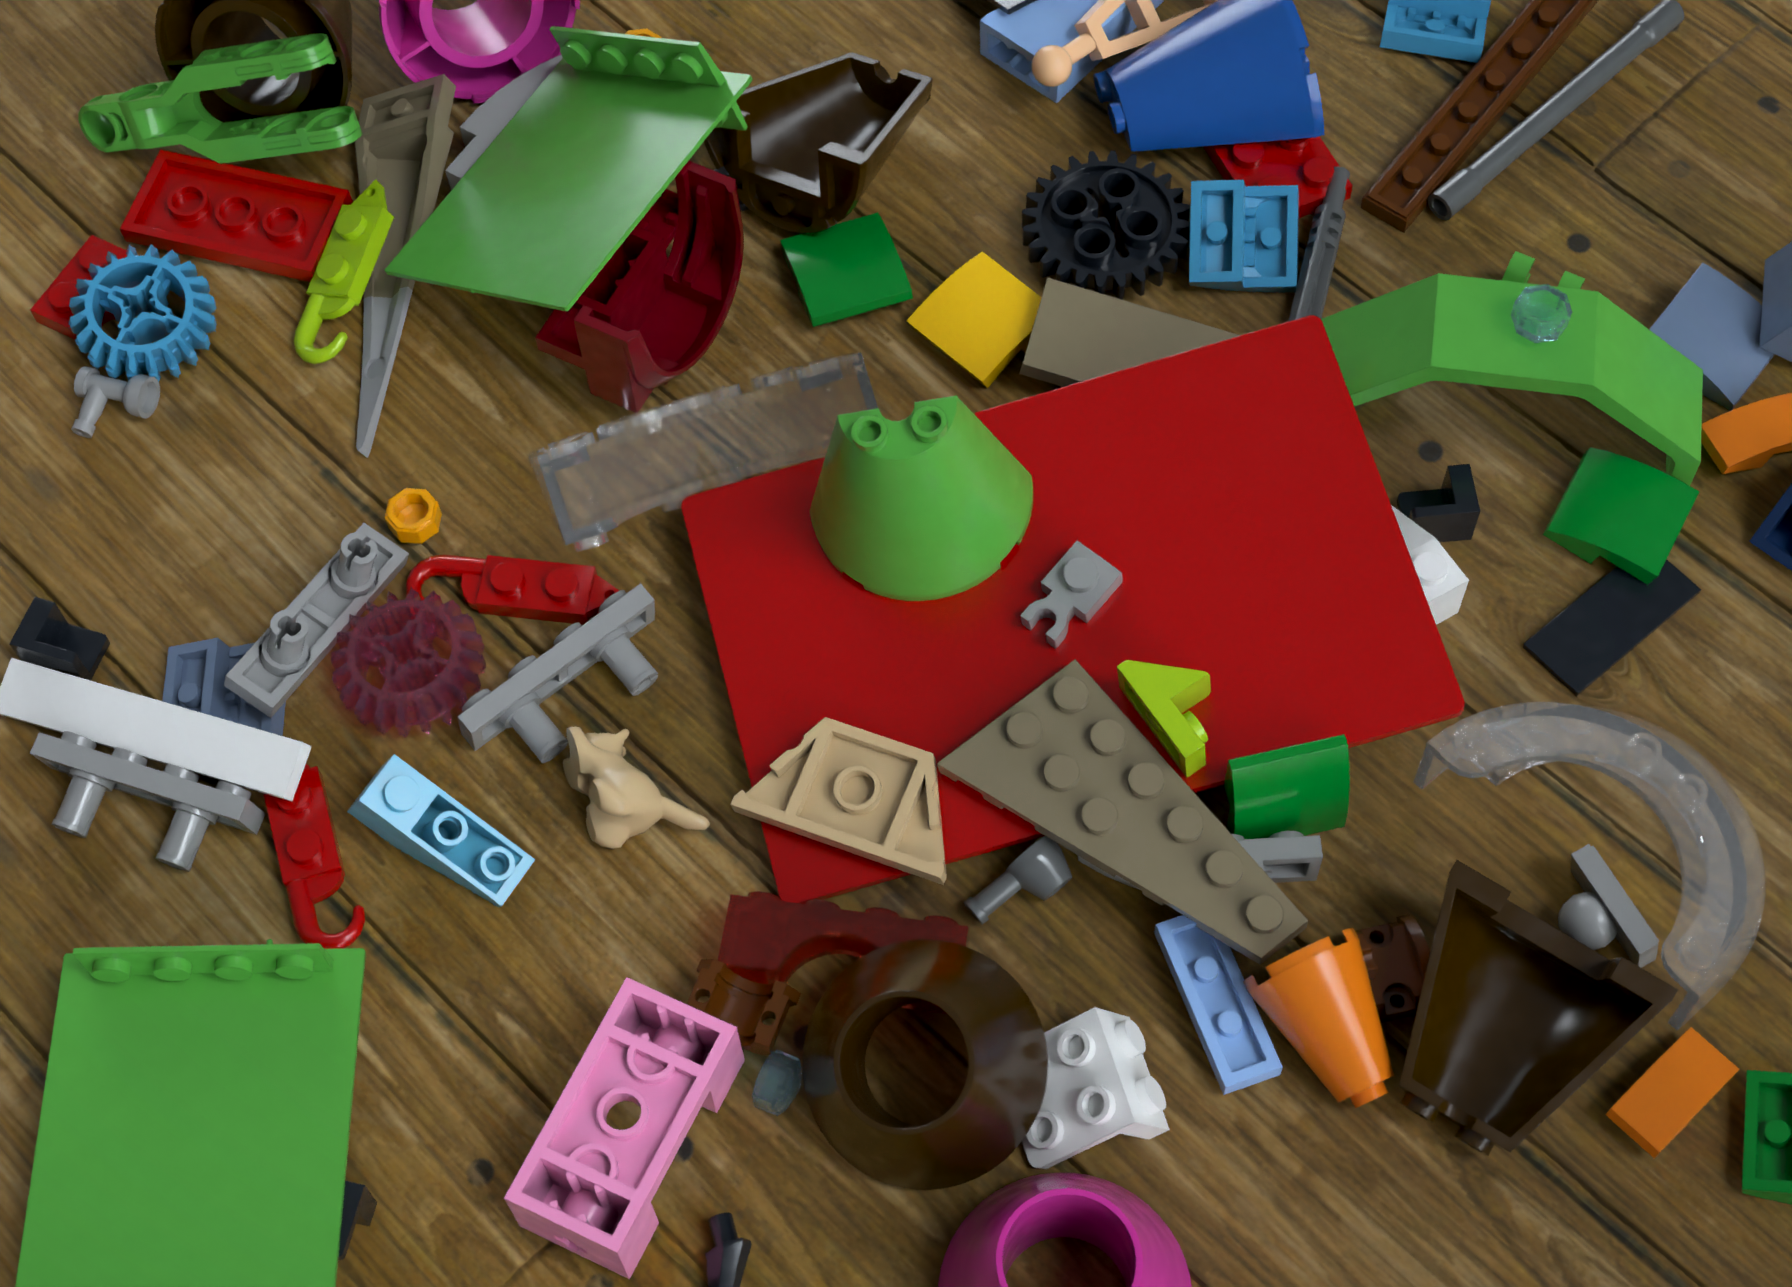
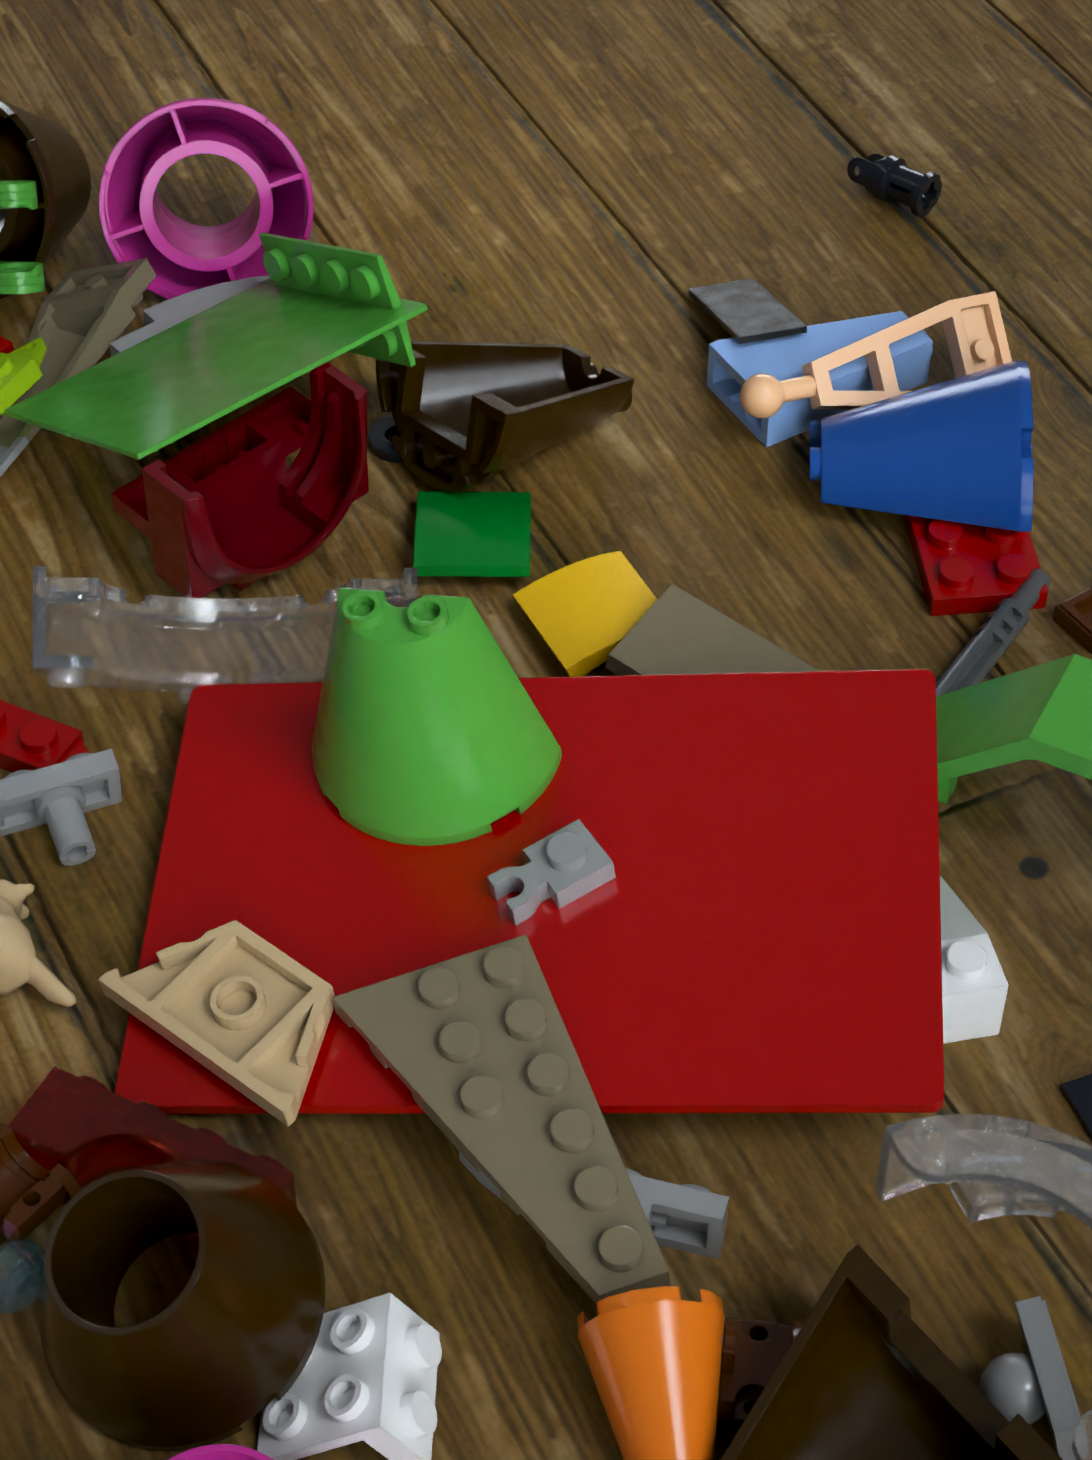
camera: 15 degrees right, 15 degrees down
(1037, 870) = (402, 1145): dark grey bar -> none
(1065, 227) = (803, 553): black gear -> none
(1160, 698) = (607, 999): lime slope -> none
(1218, 1005) = (543, 1350): light blue plate -> none
(1244, 236) = (905, 605): dark azure slope -> none
(1289, 789) = (714, 1136): green slope -> none
(1447, 511) = (1021, 929): black panel -> none

